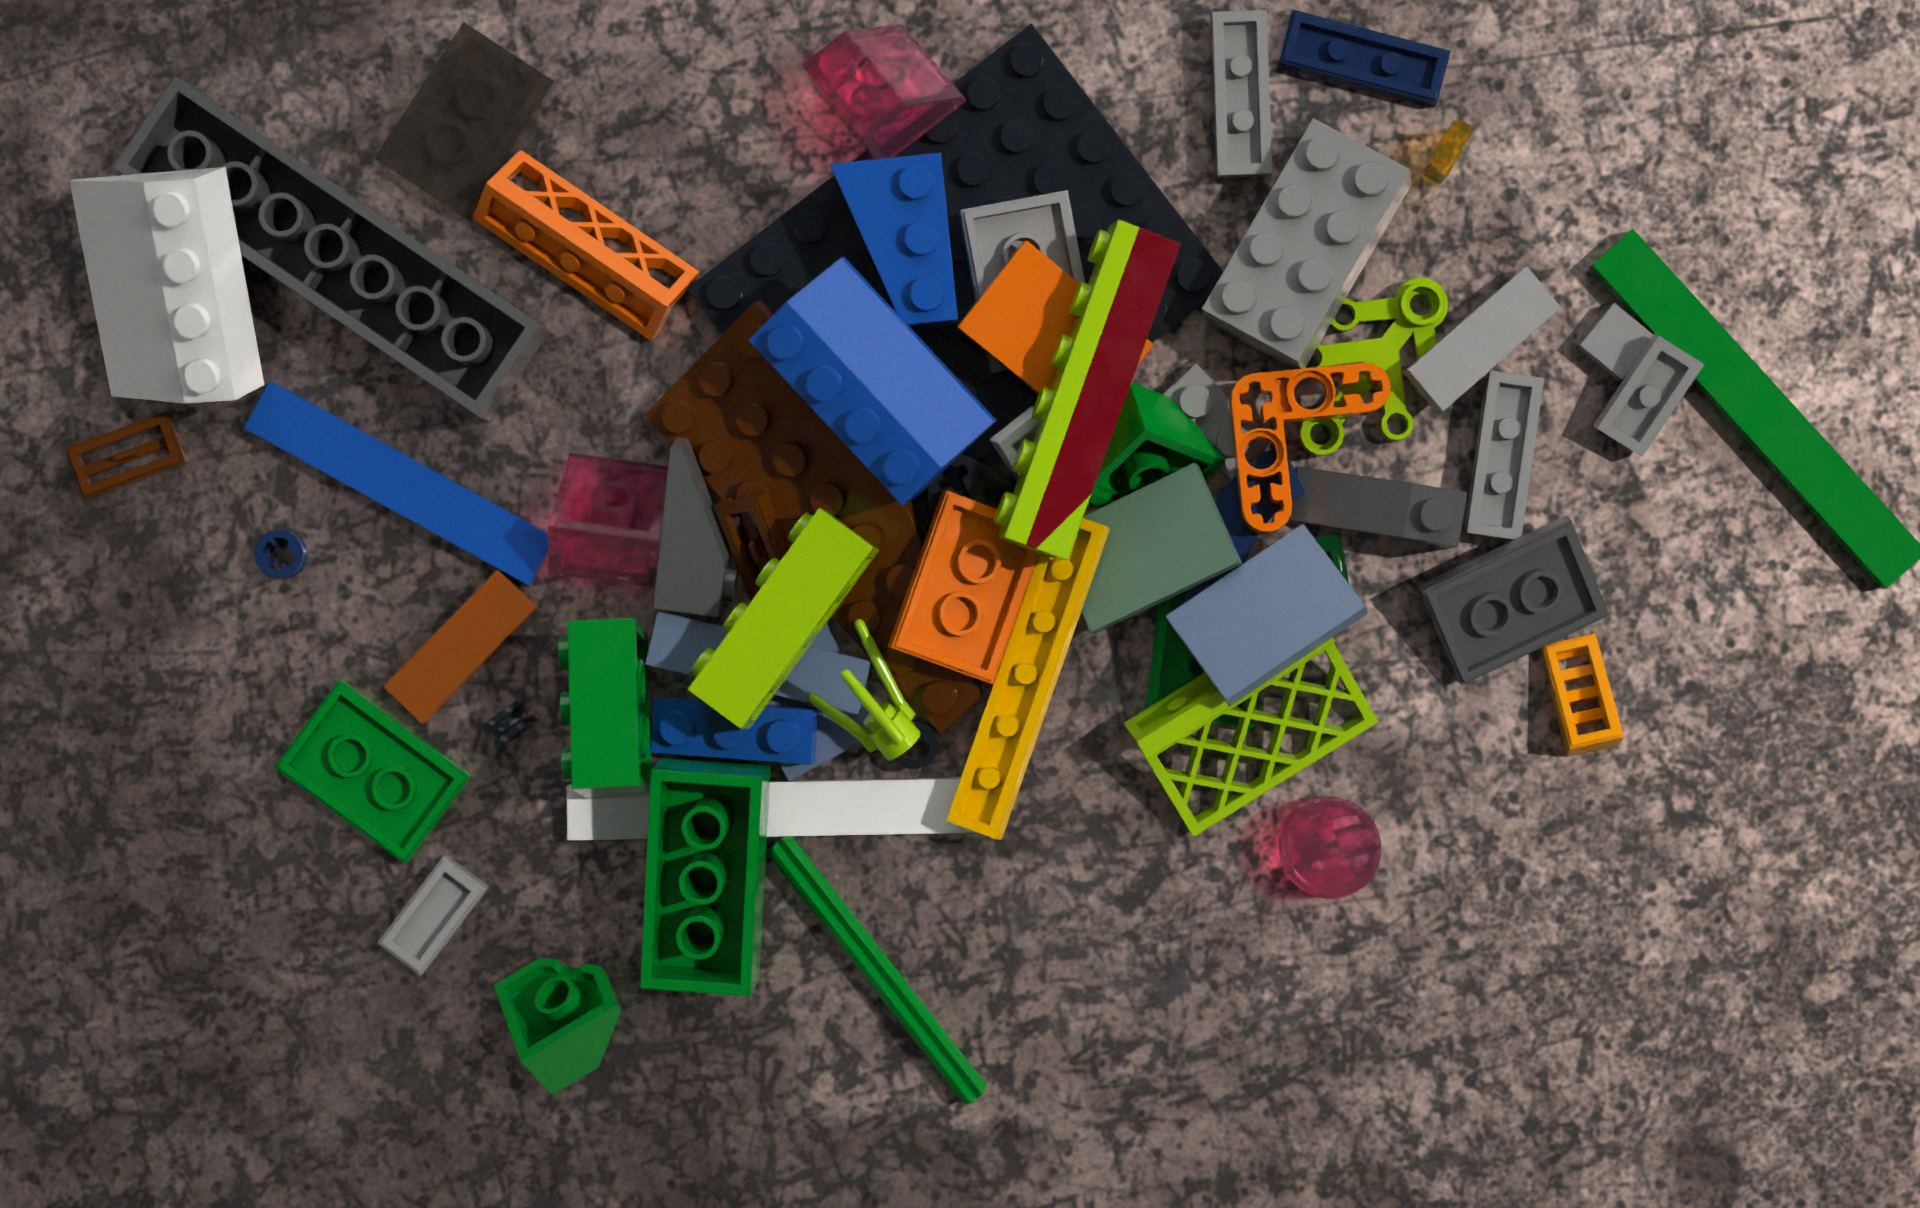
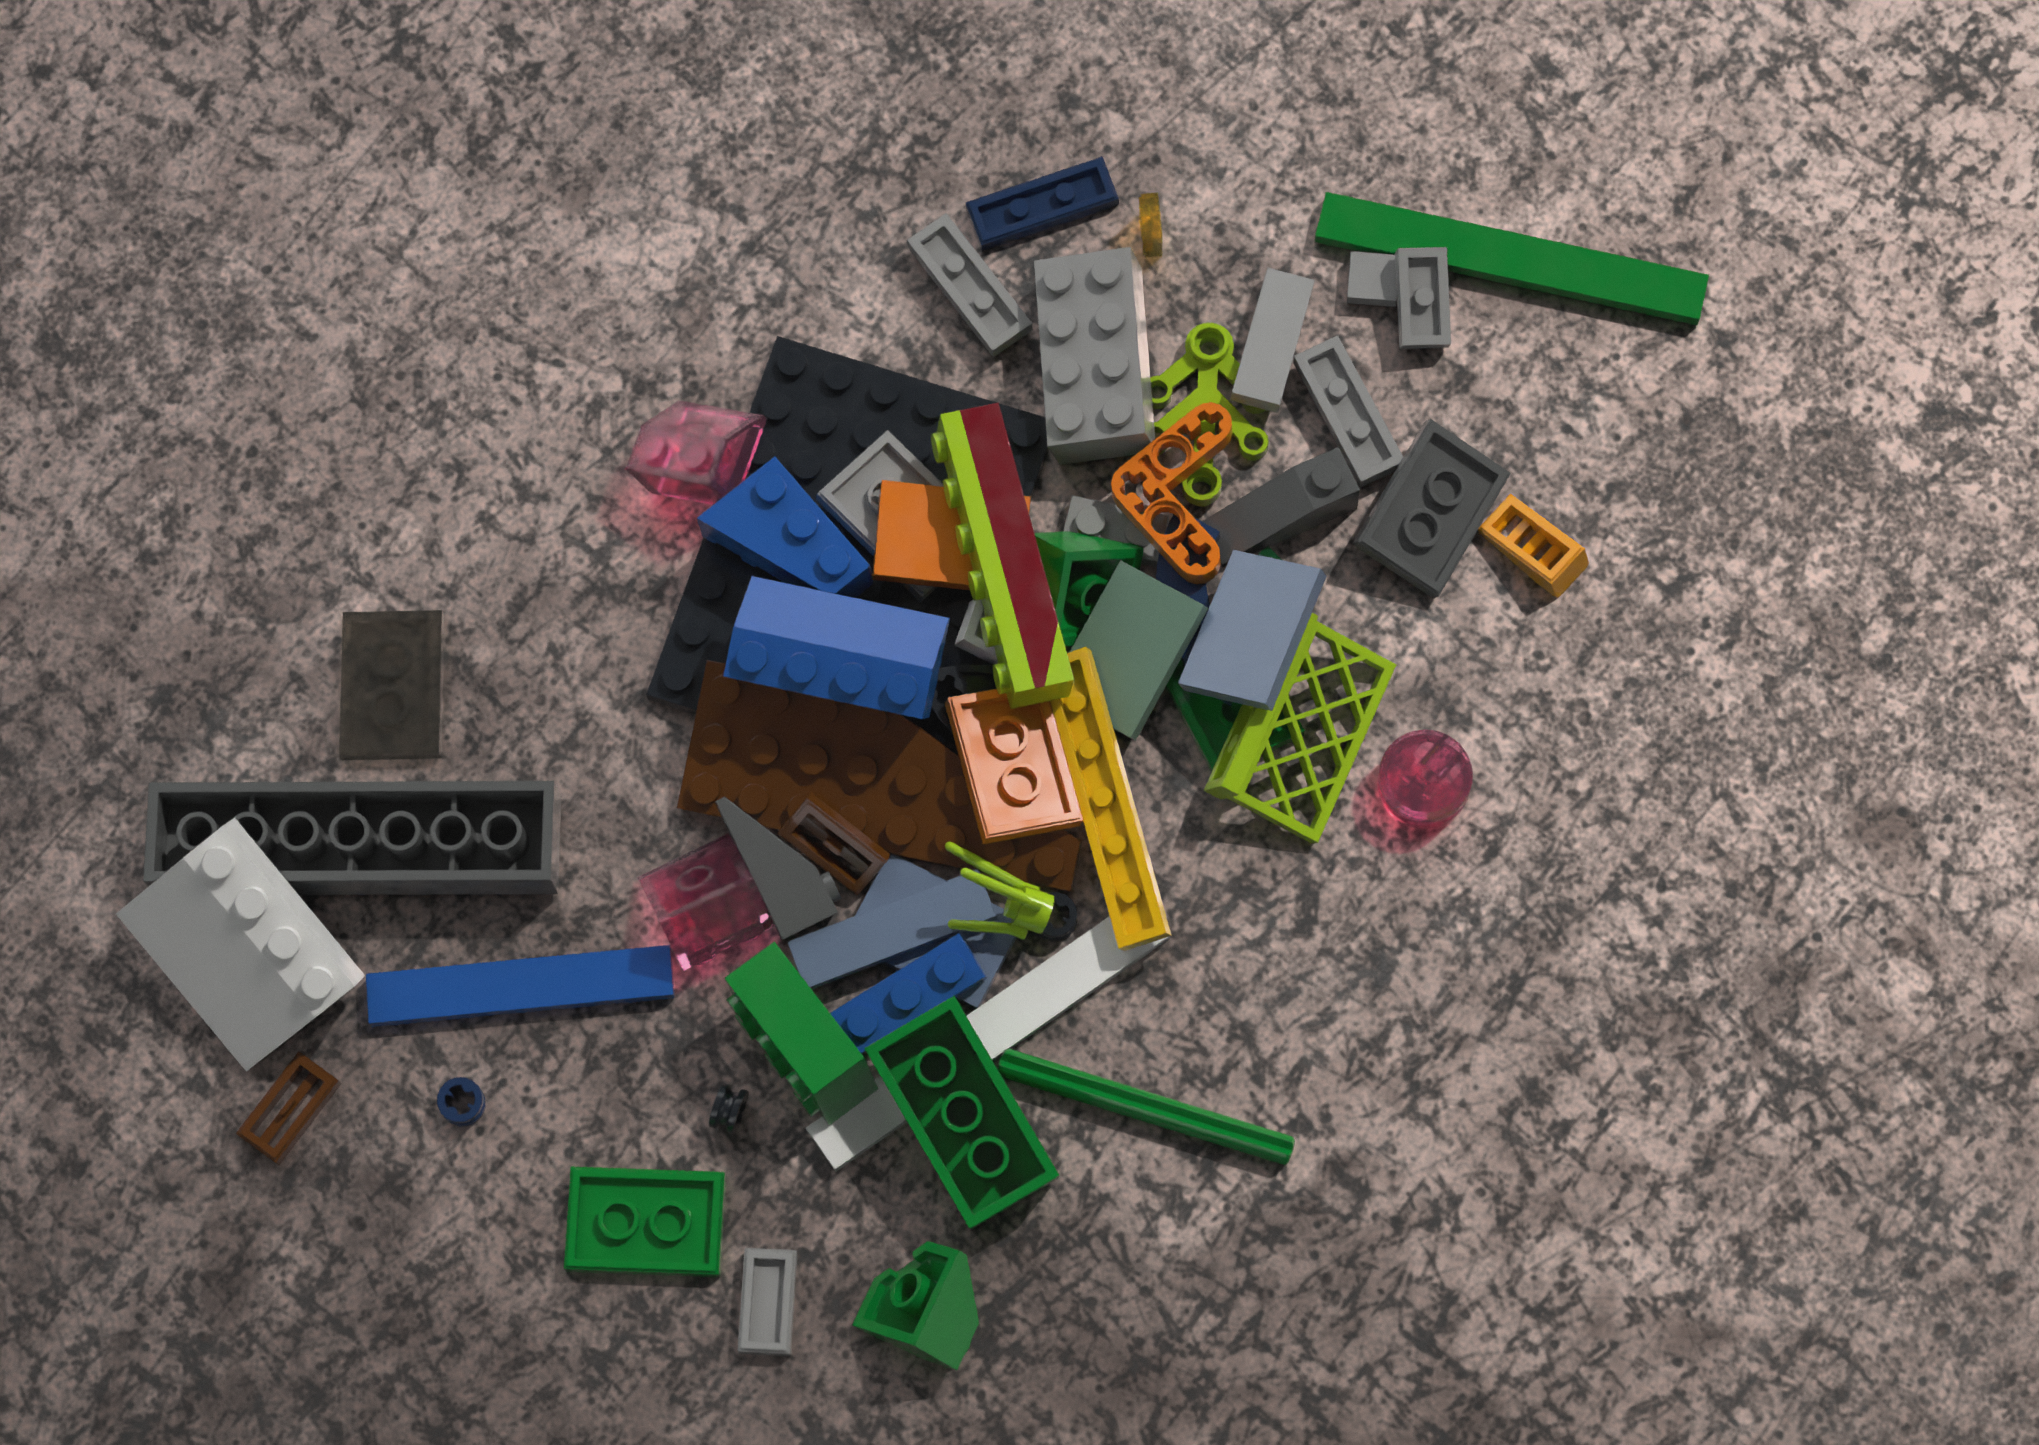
camera: 30 degrees left, 15 degrees down
(461, 646) = (650, 1078): dark orange tile -> none
(577, 249) = (545, 719): orange fence -> none
(782, 618) = (888, 872): lime brick -> none

